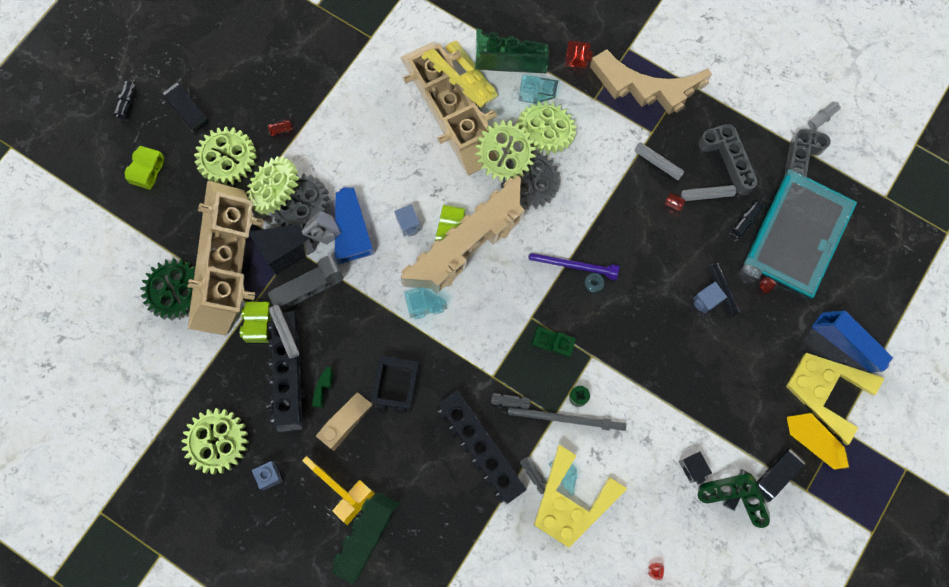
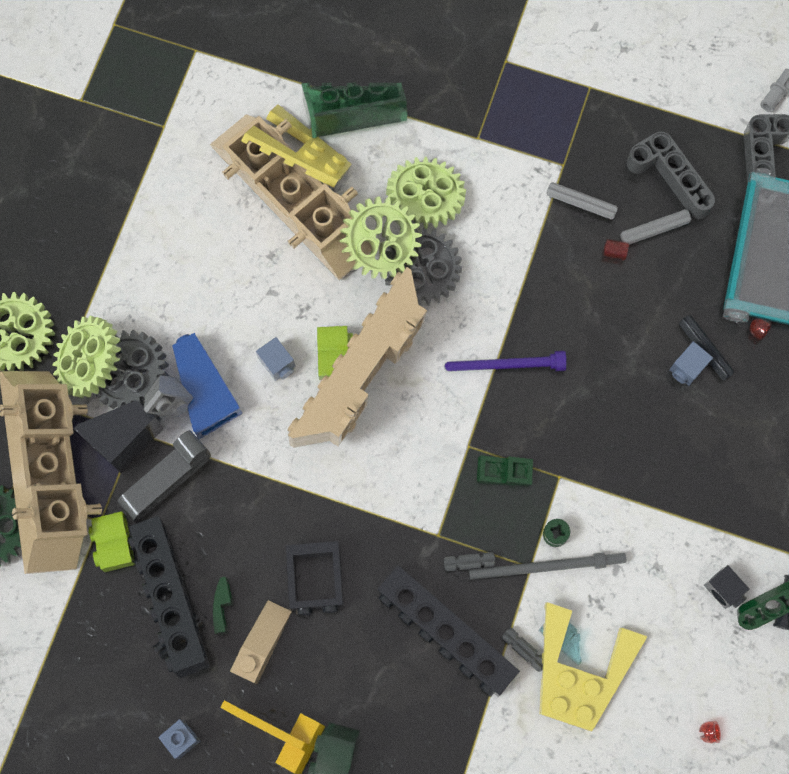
camera: 10 degrees left, 0 degrees up
(197, 446) = (77, 724): yellowish green gear -> none
(280, 127) = (75, 276): clear red pin -> none
(283, 331) = (153, 545): light grey axle -> none
(423, 302) = (324, 460): clear light blue slope -> none
(537, 89) = (401, 144): clear light blue slope -> none
(578, 54) = (442, 85): clear red brick -> none
(598, 278) = (541, 373): clear light blue plate -> none
(646, 90) = (507, 106): tan arch -> none
(747, 218) = (714, 249): black pin -> none

